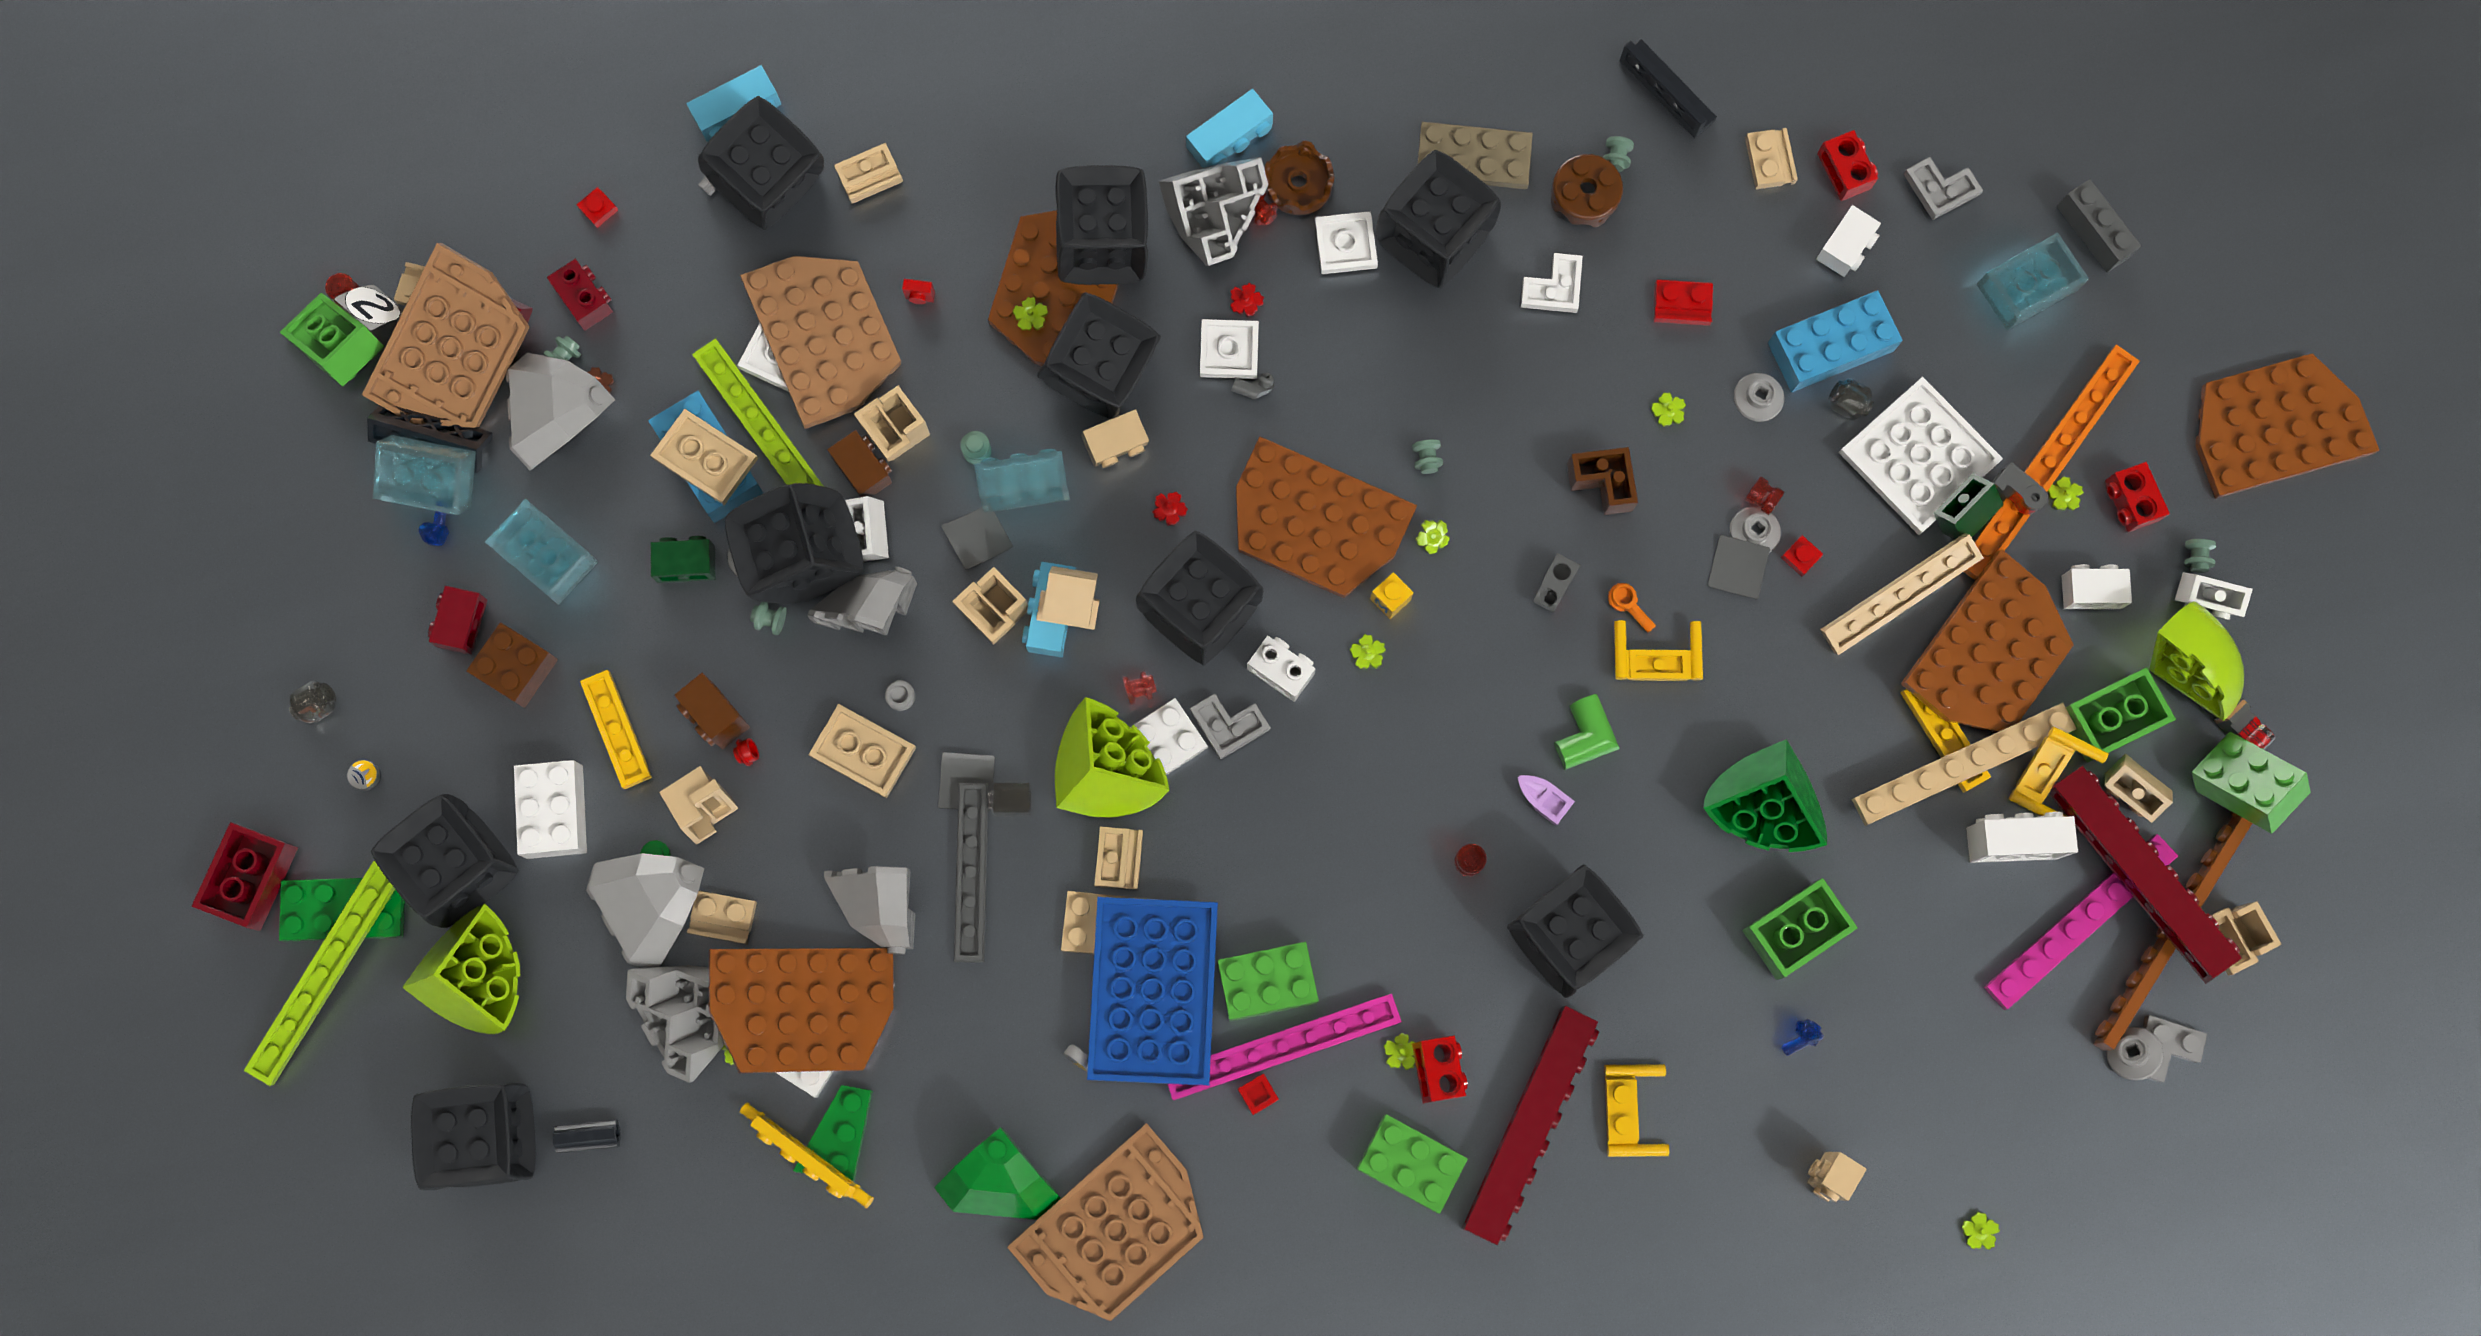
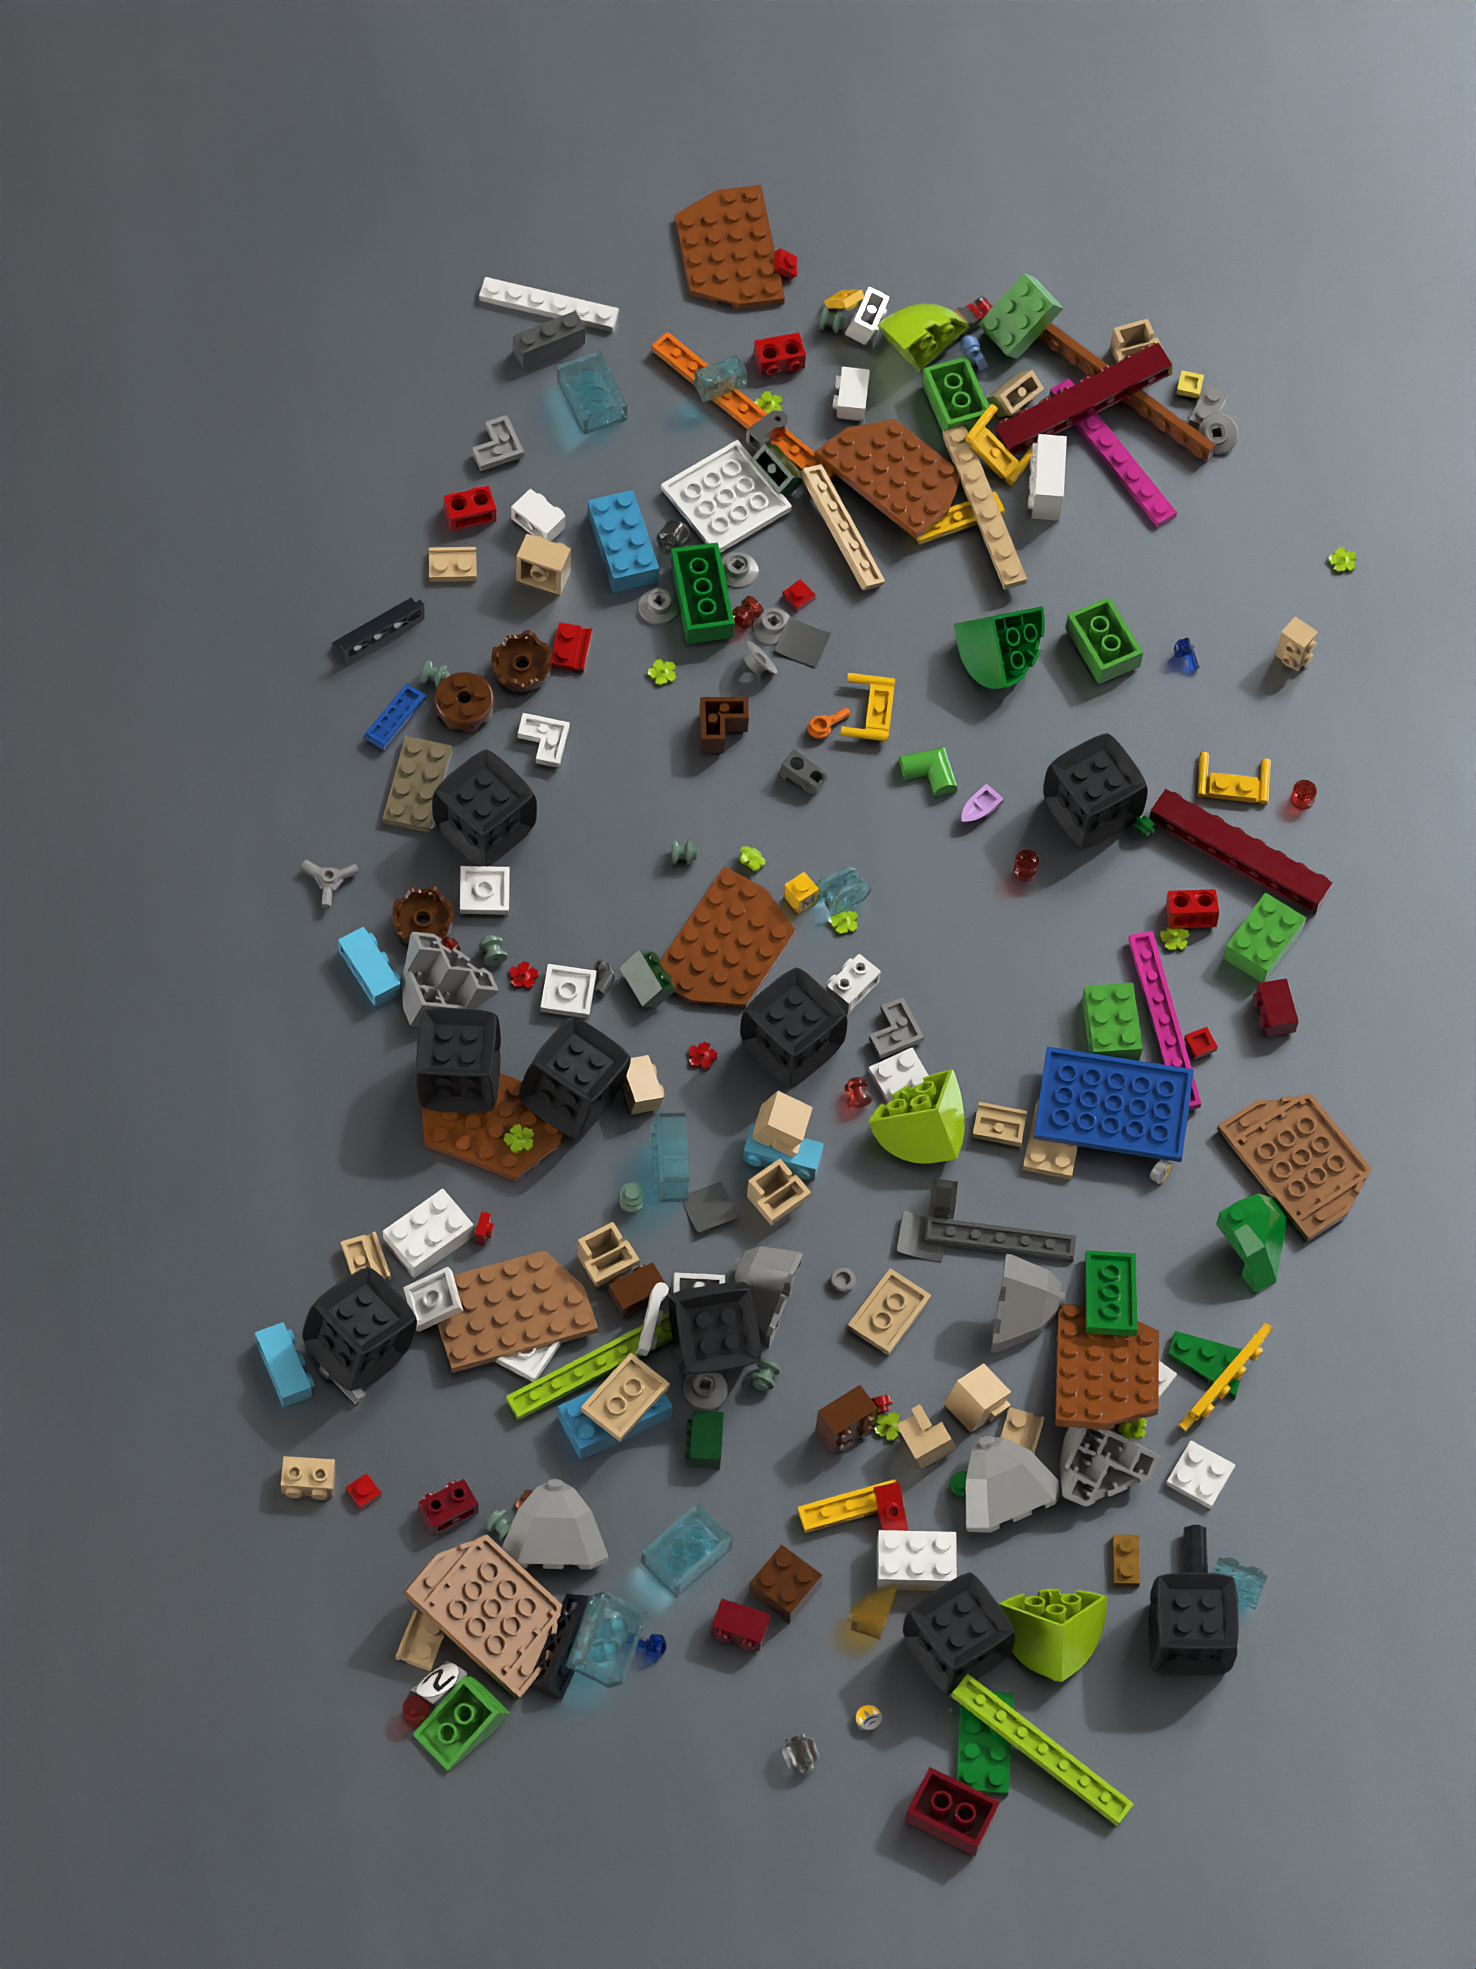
camera: 85 degrees left, 15 degrees down
(485, 766) = (873, 1611): none -> clear yellow slope
(550, 1189) = (1248, 1580): none -> clear light blue brick
(575, 1054) = (1126, 1560): none -> pearl gold plate
(603, 146) = (308, 1477): none -> tan brick
(609, 774) = (890, 1507): none -> red plate
(690, 1135) = (1200, 1474): none -> white plate
(723, 766) = (888, 1426): none -> lime plant
(758, 862) = (978, 1398): none -> tan plate
(822, 246) = (433, 1298): none -> white plate
(822, 478) = (652, 1318): none -> white plate
(902, 1007) = (1111, 1293): none -> green plate
(904, 232) = (428, 1233): none -> white brick
(1252, 431) = (647, 978): none -> brick
(1273, 258) = (492, 945): none -> sand green wheel
(1314, 1185) = (1276, 1007): none -> dark red brick
(1335, 75) = (329, 879): none -> light grey piece
(1403, 643) = (843, 890): none -> clear light blue brick
(1548, 1001) = (1144, 825): none -> green plate
(1556, 119) = (395, 716): none -> blue plate
(1625, 1201) = (1303, 794): none -> clear red wheel
(1653, 229) = (517, 648): none -> reddish brown plate
(1701, 516) = (758, 660): none -> light grey piece
(1778, 438) = (702, 593): none -> green brick
(1783, 251) = (543, 564): none -> tan brick
(1817, 490) = (745, 575): none -> light grey piece
(2081, 424) = (720, 378): none -> clear light blue brick
(2151, 223) = (547, 303): none -> white plate
(2188, 730) = (971, 349): none -> medium blue plate
(2202, 1012) = (1190, 384): none -> light yellow plate
(2230, 564) = (844, 299): none -> yellow plate
(2270, 491) = (785, 263): none -> red plate

